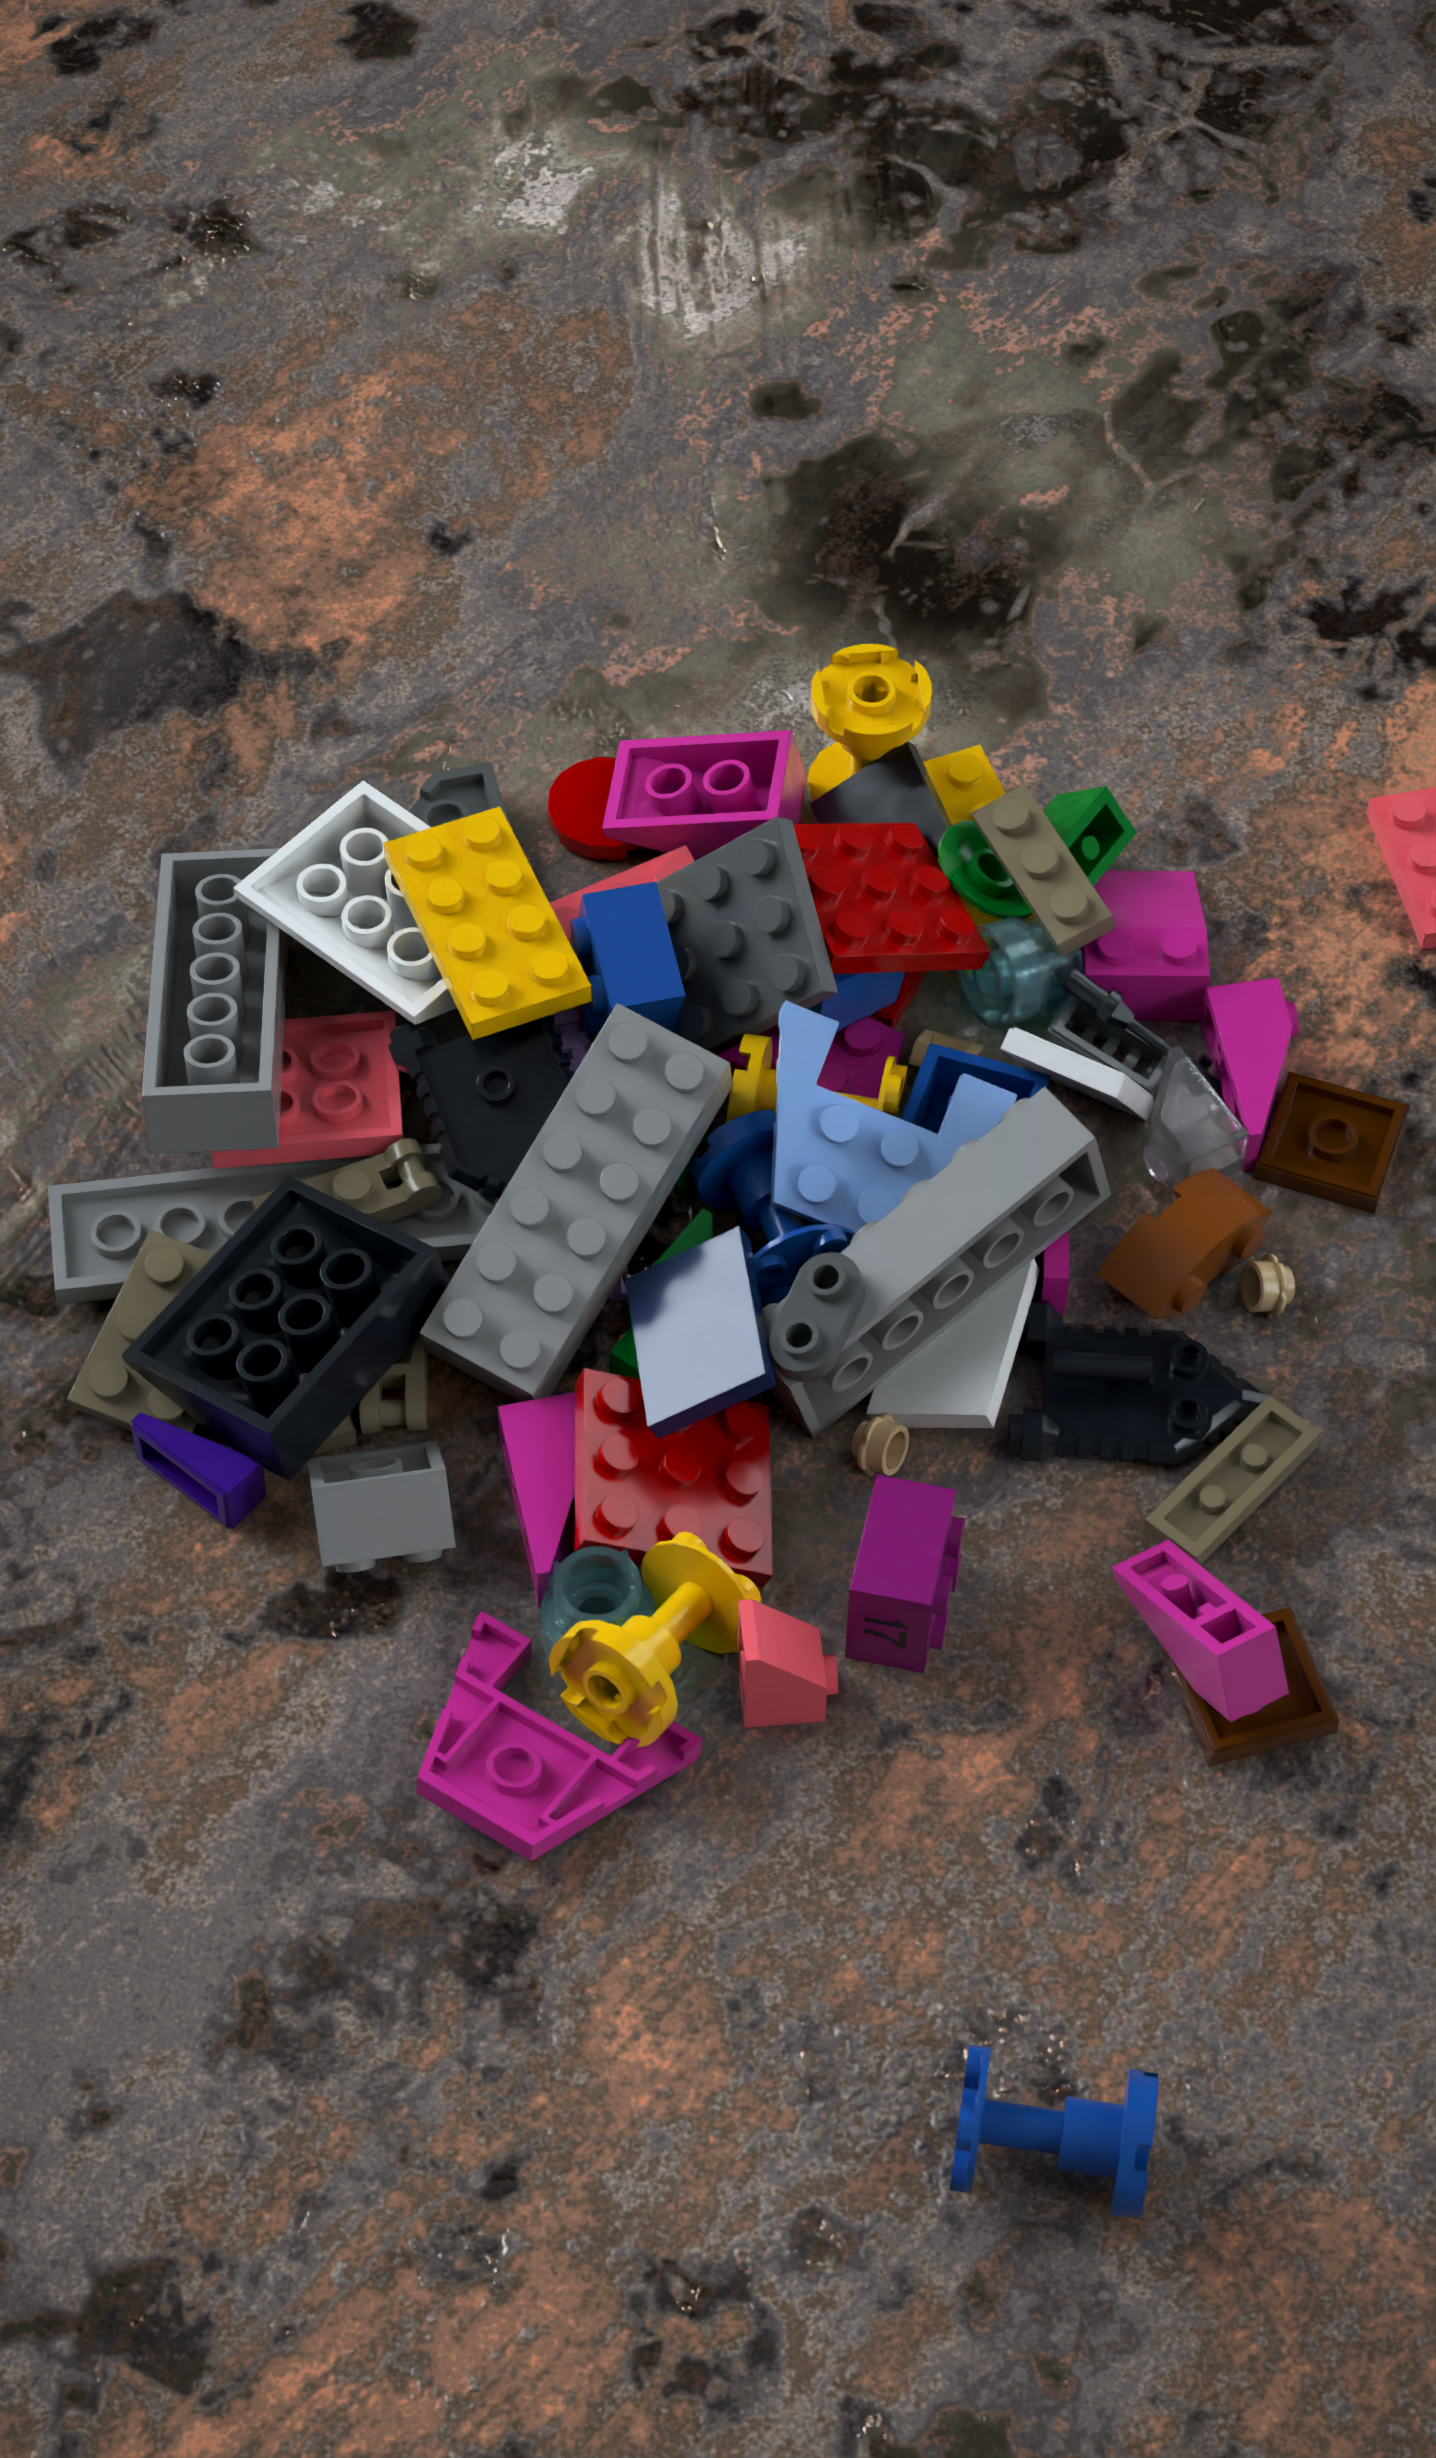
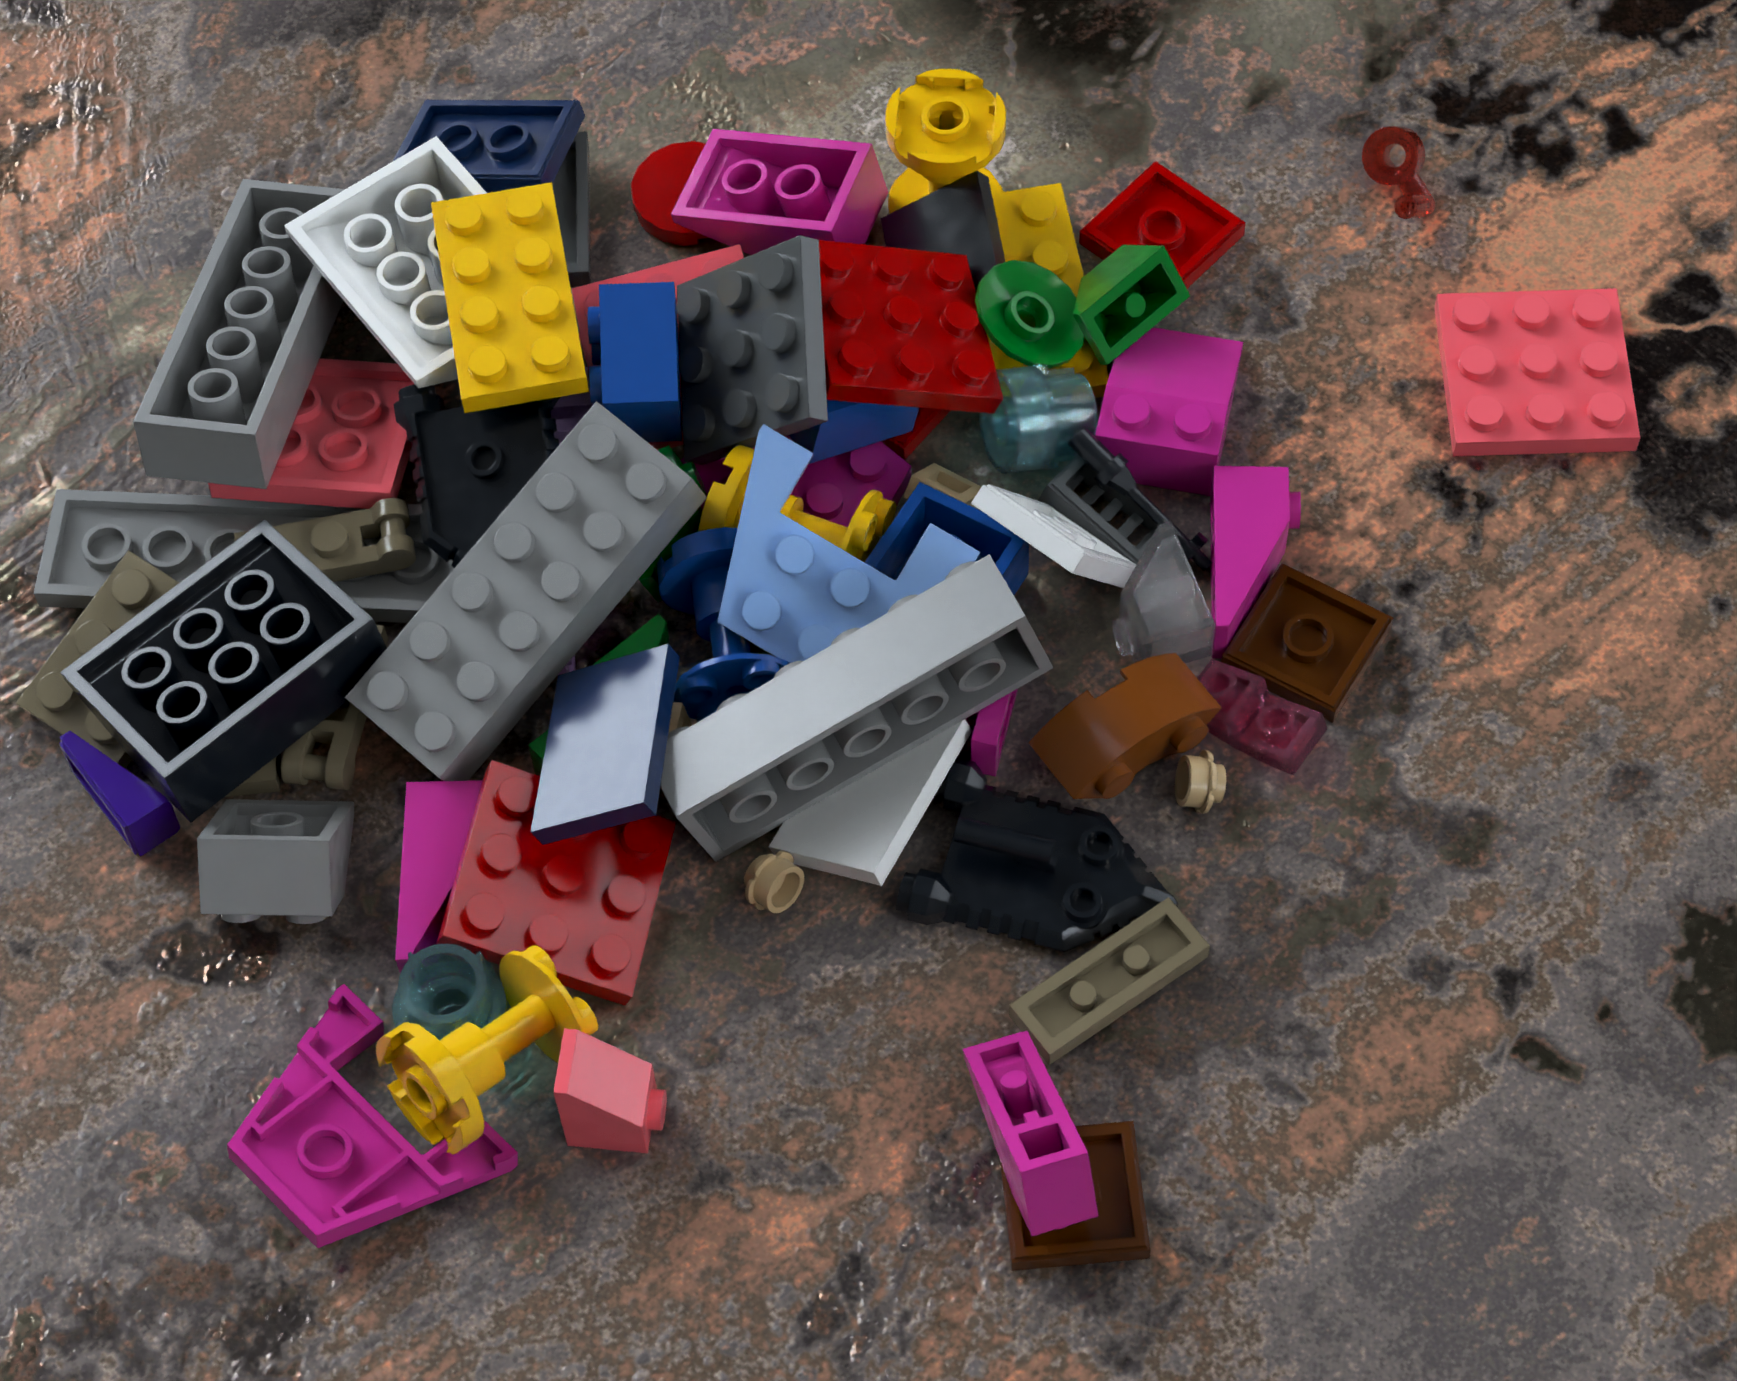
camera: 15 degrees right, 5 degrees up
(427, 777) = (500, 140): none -> dark blue tile
(817, 1312) = (718, 749): dark grey plate -> none
(904, 1574) = (747, 1022): magenta brick -> none
(1043, 870) = (1075, 324): dark tan plate -> none
(1085, 757) = (1166, 213): none -> red tile
(1307, 1223) = (1259, 722): none -> clear pink slope
(1324, 713) = (1376, 161): none -> clear red plate

